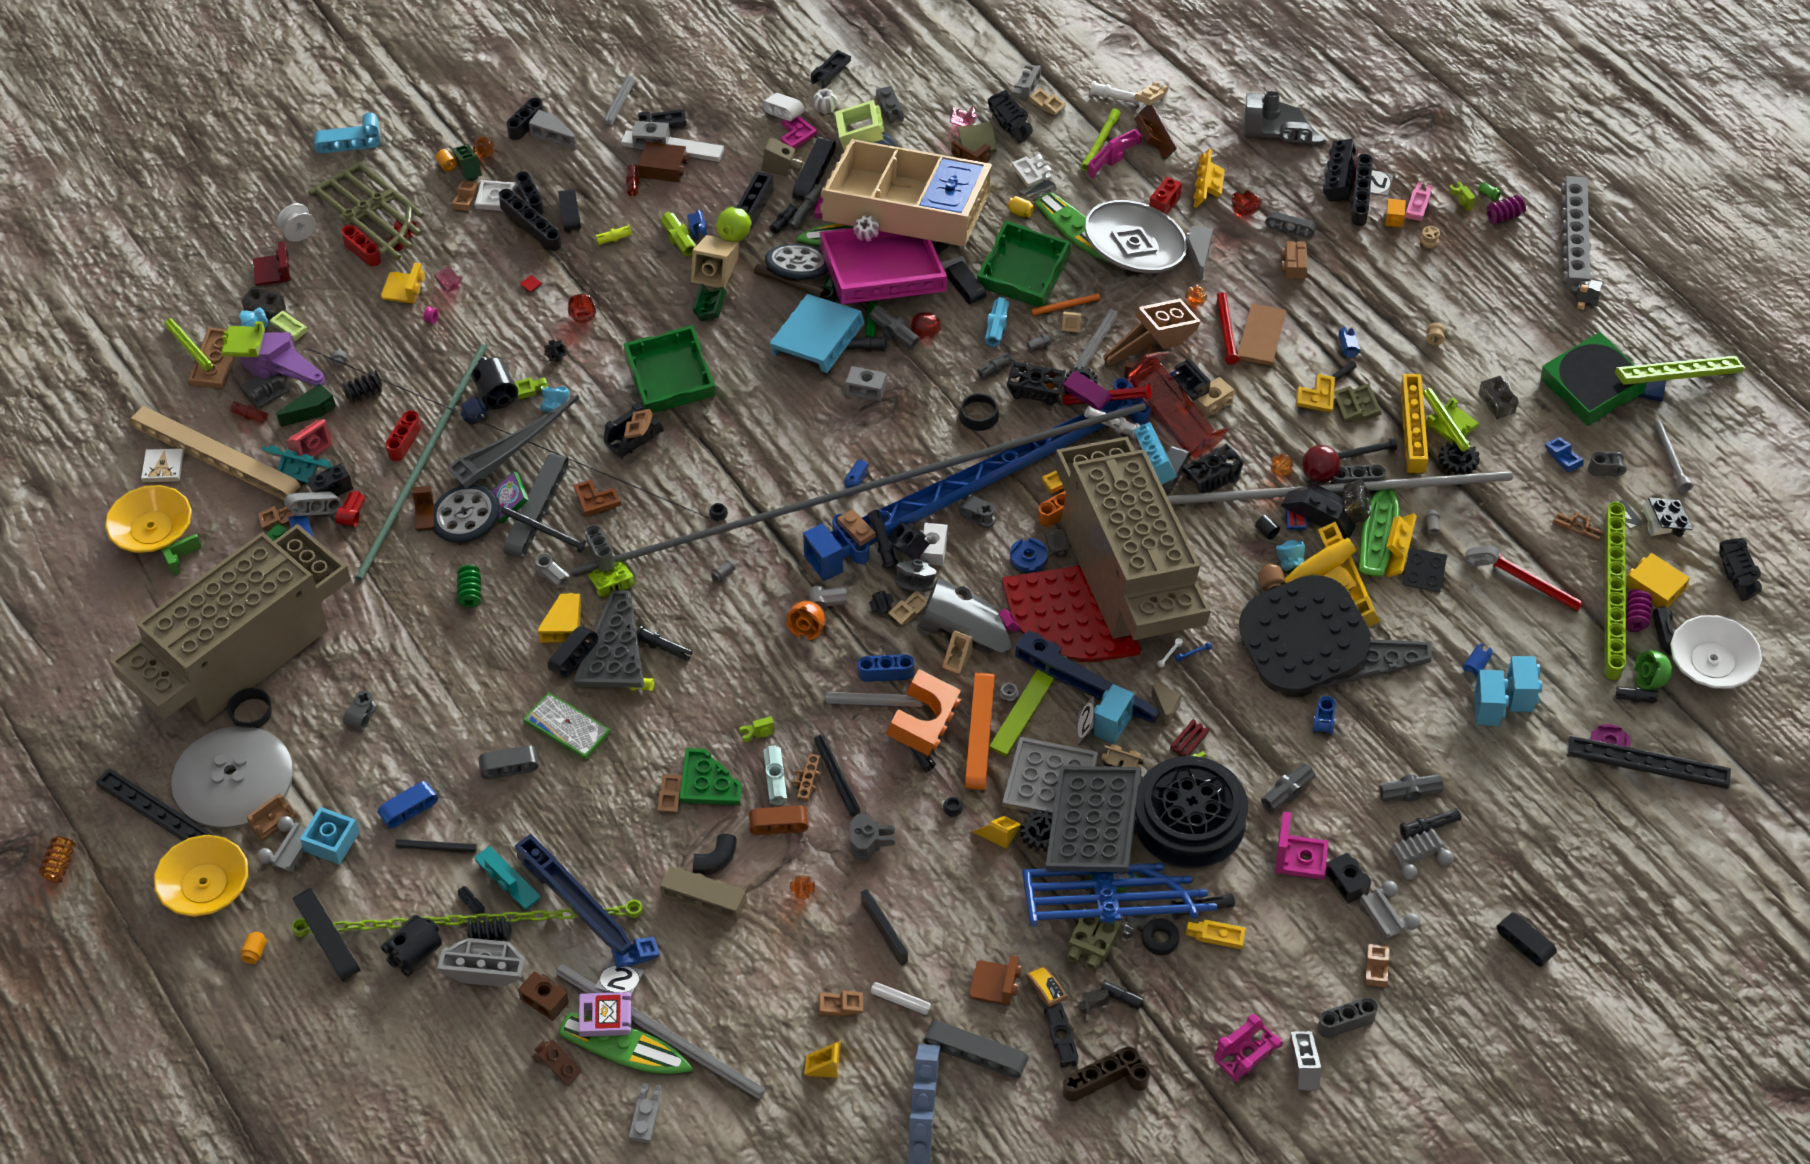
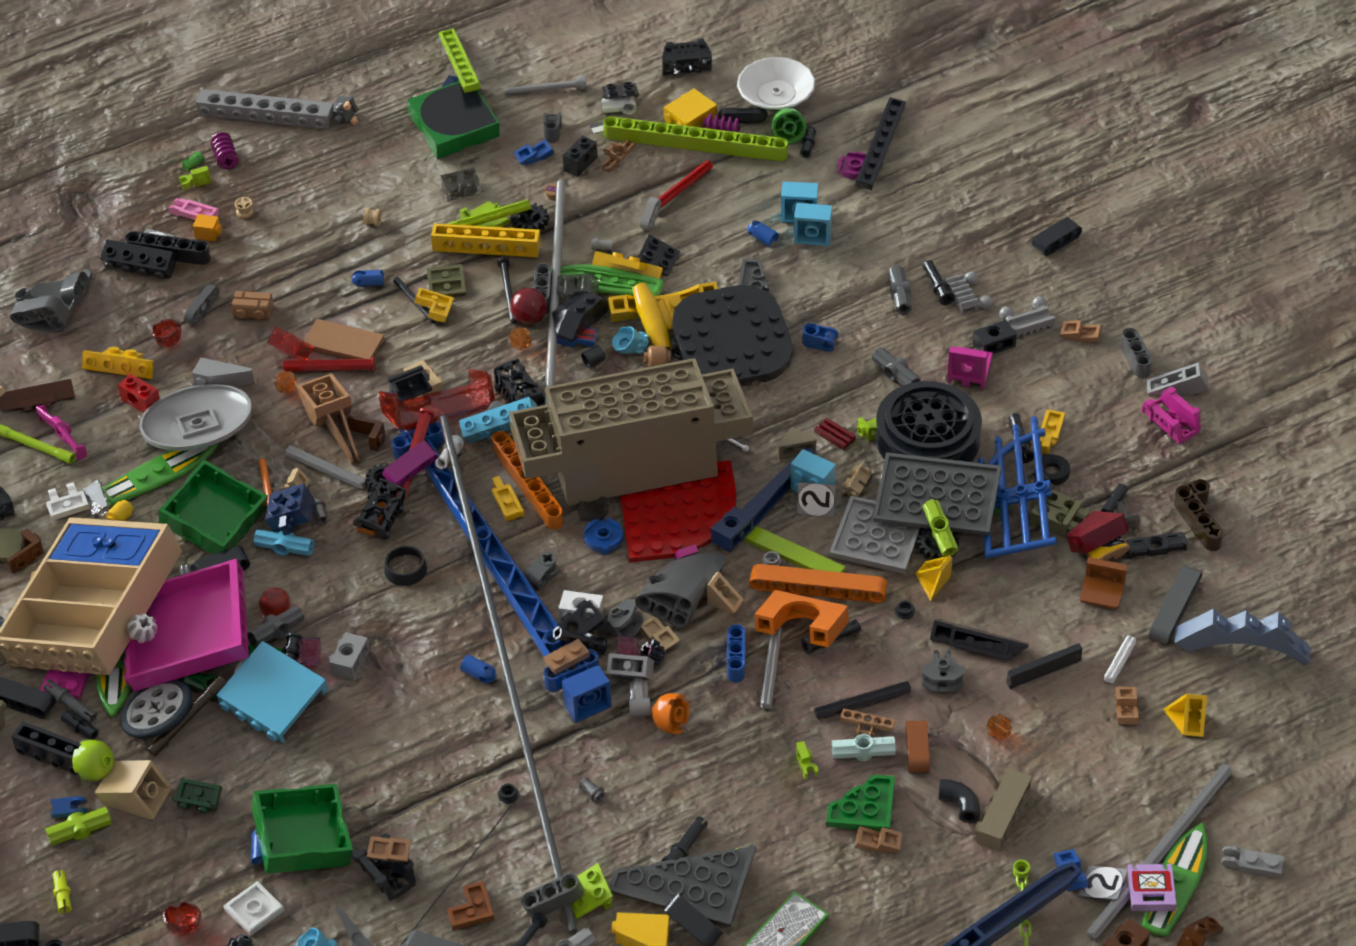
camera: 85 degrees left, 5 degrees down
(599, 357) = (253, 908): none -> white tile
(858, 583) = (630, 666): none -> light grey brick
(867, 357) = (310, 652): none -> clear pink bracket
(881, 581) = (628, 646): none -> clear pink bracket
(919, 868) = (976, 640): none -> black wedge
(994, 366) = (343, 549): dark grey pin -> none
(1026, 315) = (289, 508): none -> dark blue hinge
(1041, 818) = (942, 536): none -> lime piece
(1063, 968) = (1096, 531): none -> dark red slope
(1243, 291) = (290, 344): none -> clear red brick
(1515, 476) = (550, 191): none -> medium nougat tile
(1561, 490) = (580, 156): none -> black brick

